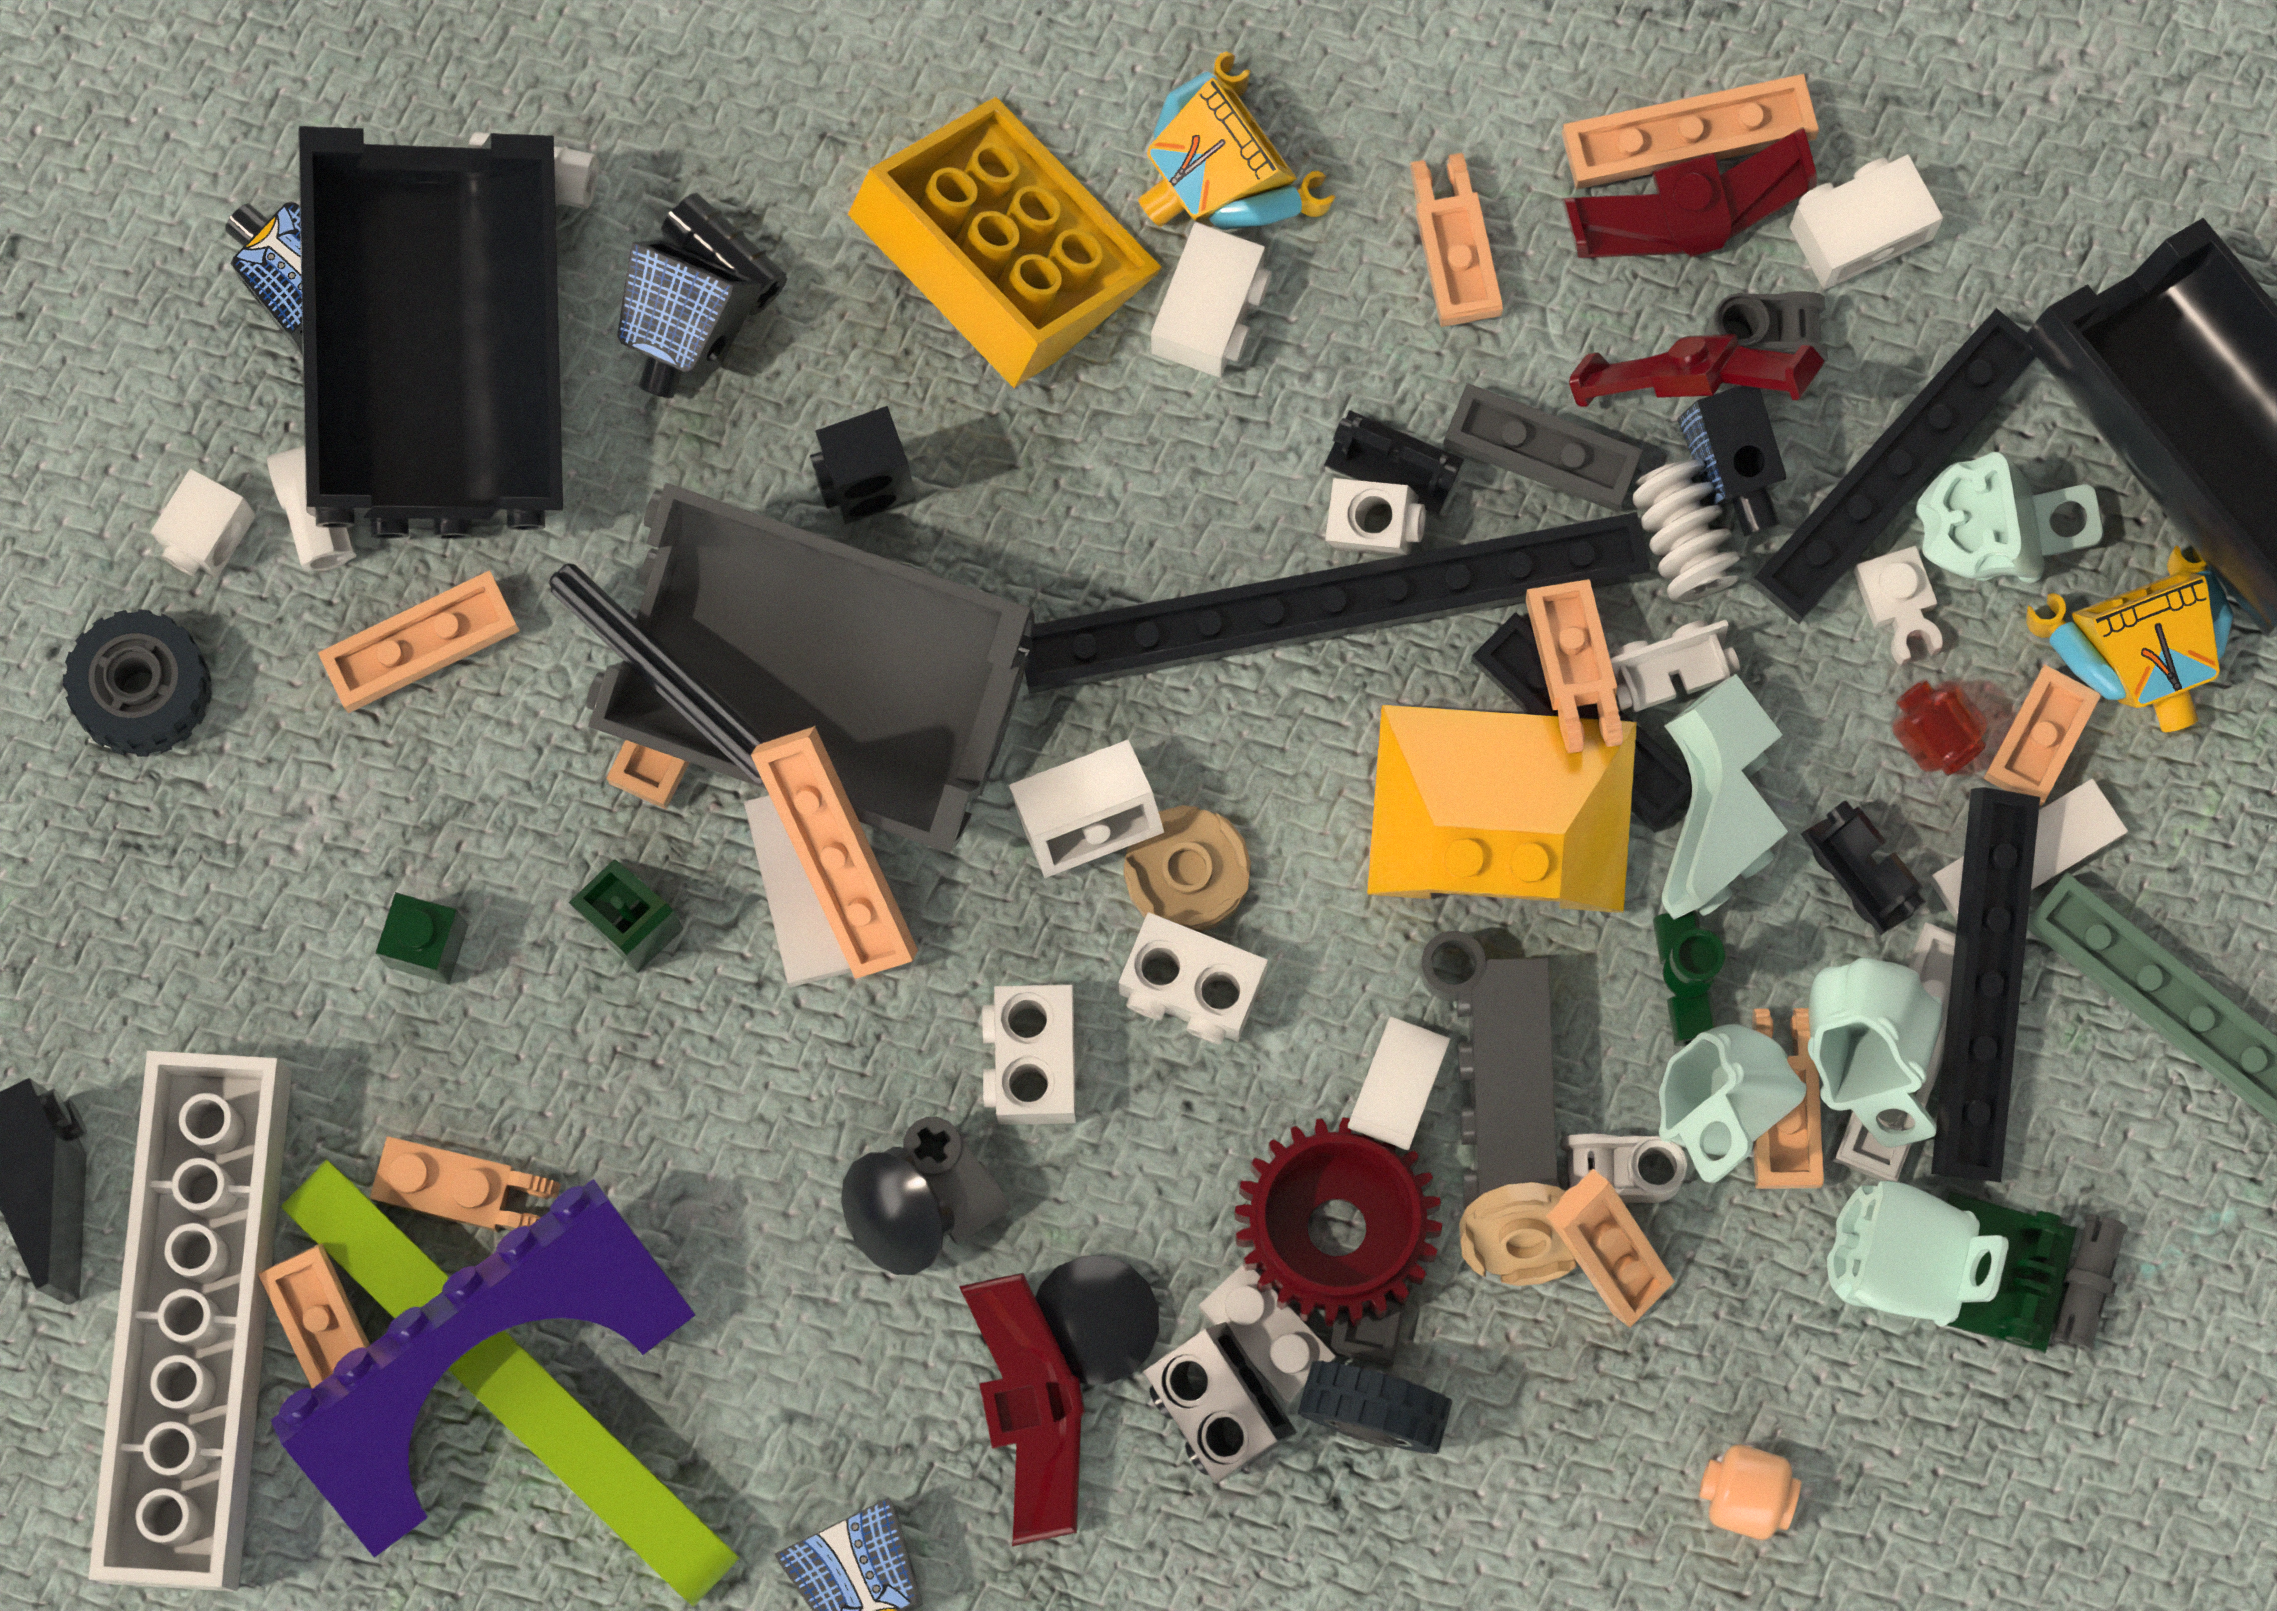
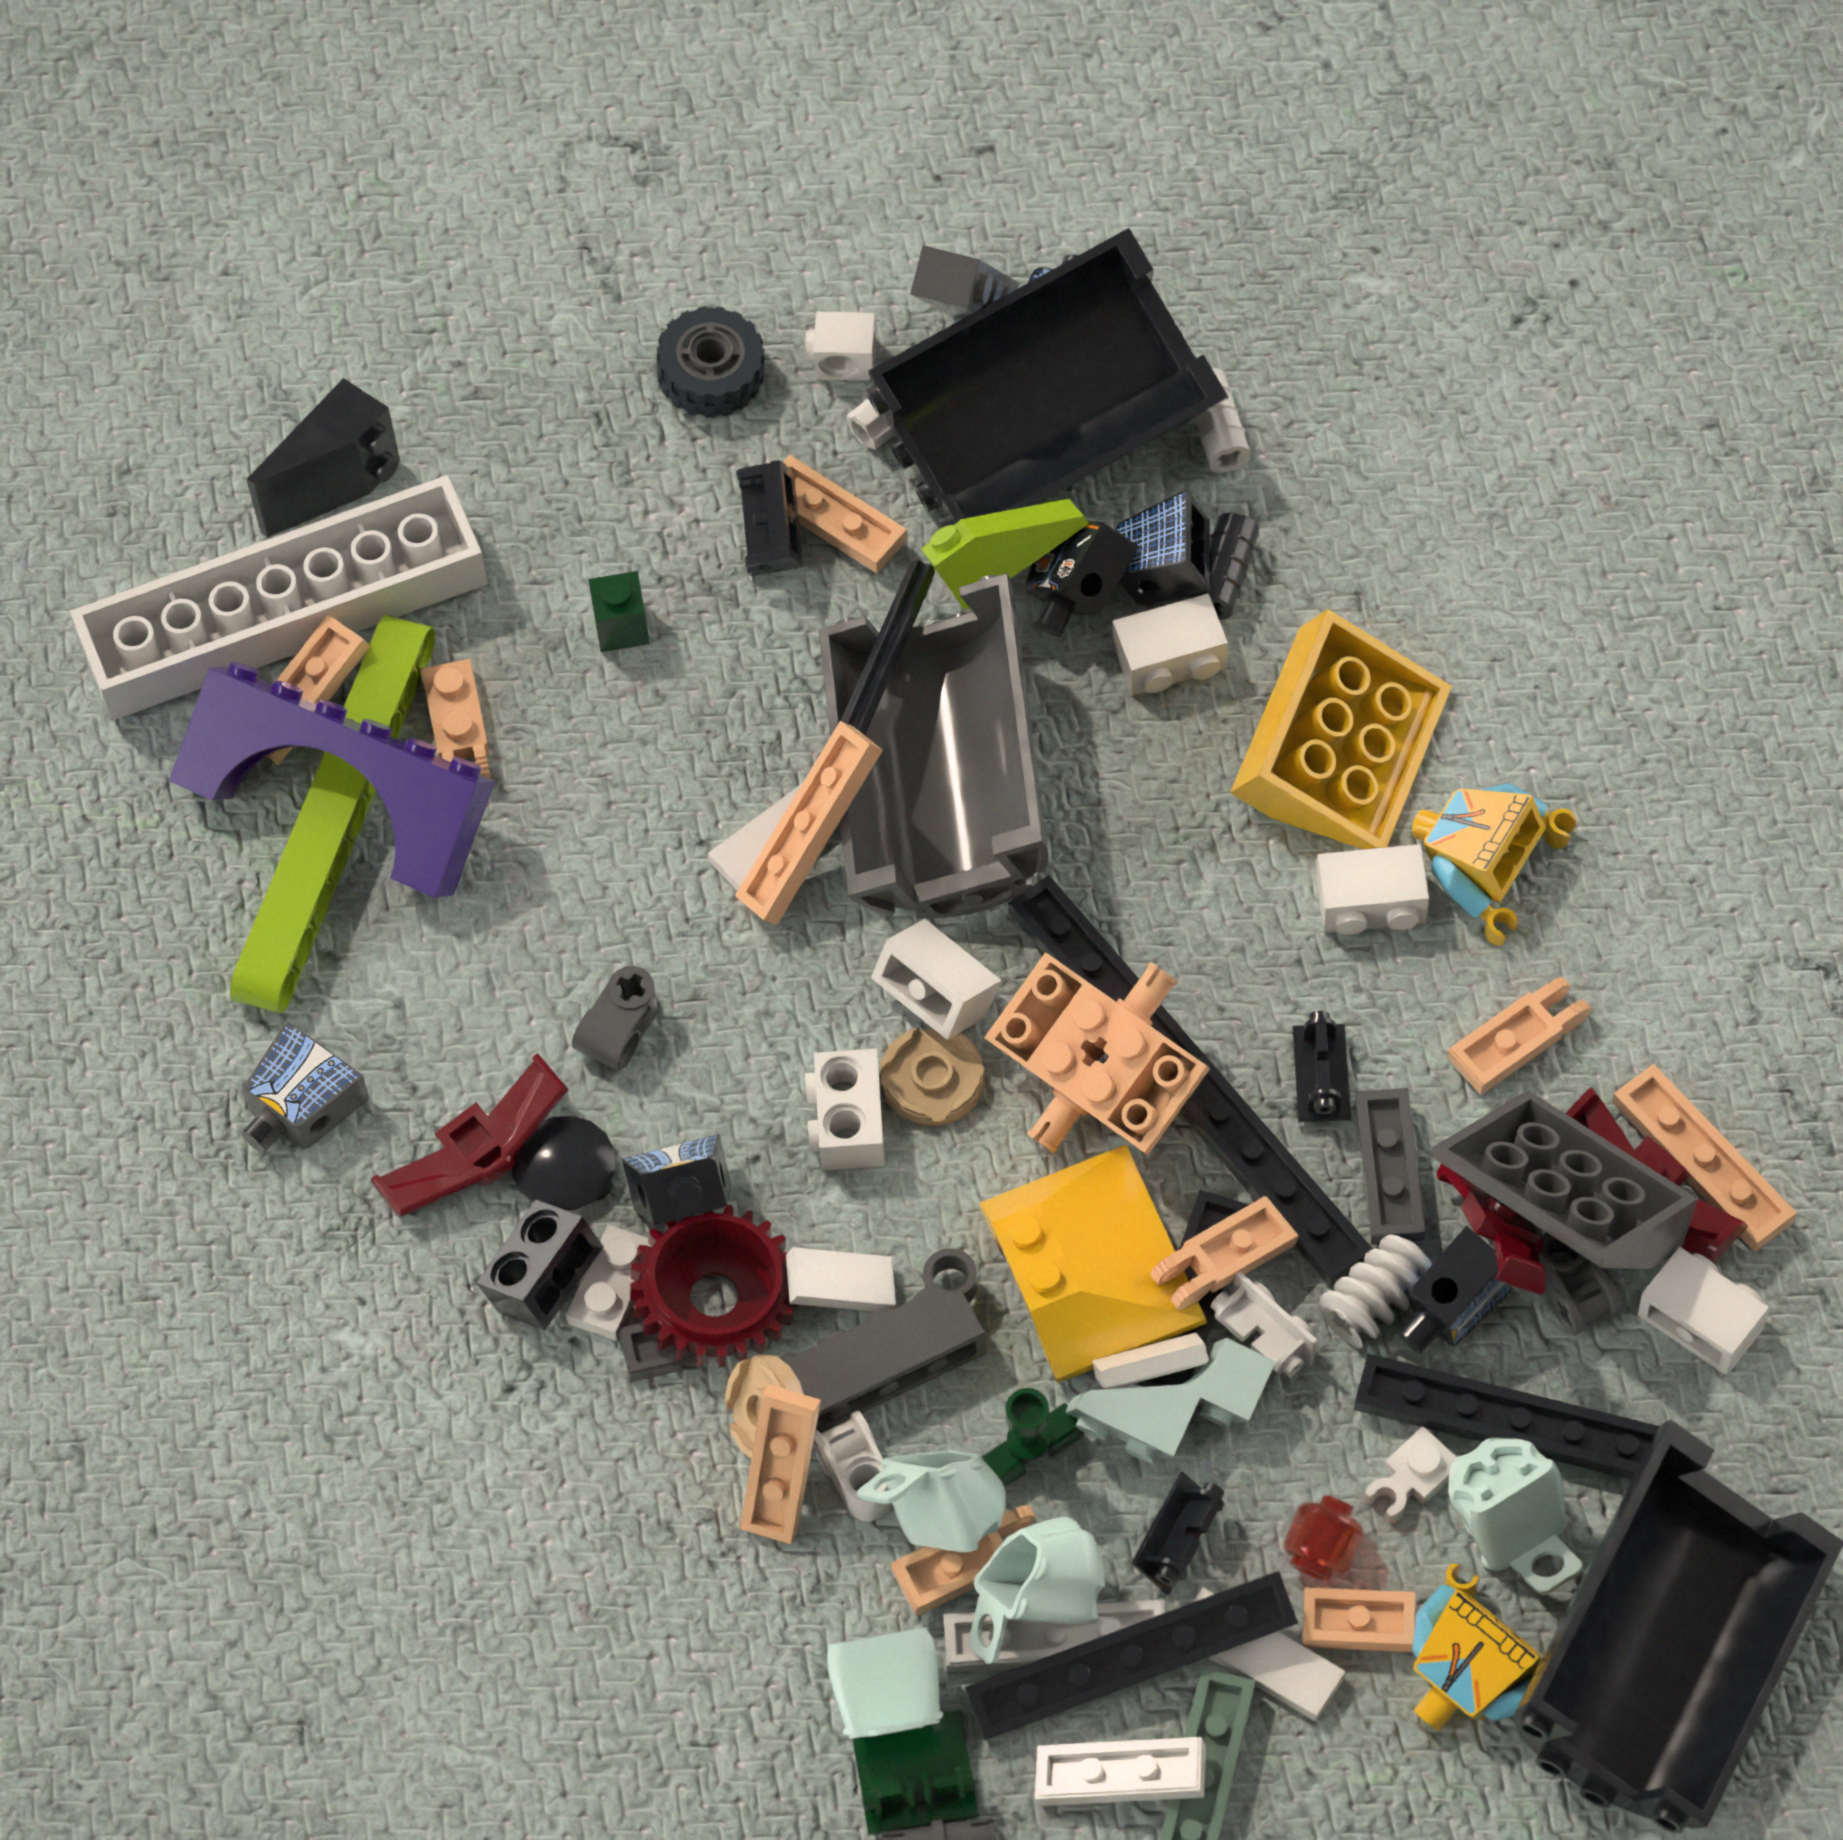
camera: 65 degrees right, 15 degrees down
(245, 347) = (958, 282): none -> dark grey brick
(396, 715) = (770, 518): none -> black hinge
(594, 474) = (1000, 542): none -> lime slope
(627, 914) = (702, 734): dark green slope -> none
(647, 773) = (810, 696): light nougat plate -> none
(656, 412) = (1079, 575): none -> black torso
(795, 360) = (1170, 645): none -> white brick
(862, 466) = (1110, 716): black brick -> none
(894, 1212) = (571, 990): black dish -> none
(1046, 1054) = (743, 1042): white brick -> none
(1200, 1203) = (679, 1180): none -> black torso
(1349, 664) = (1063, 1028): none -> light nougat slope
(1352, 502) = (1259, 1053): white brick -> none
(1375, 1407) = (583, 1361): black wheel -> none
(1664, 802) = (1150, 1361): none -> white tile
(1693, 275) = (1571, 1183): none -> dark grey slope
(1750, 1492) = (652, 1661): light nougat head -> none
(2103, 1058) = (1120, 1771): none -> white tile

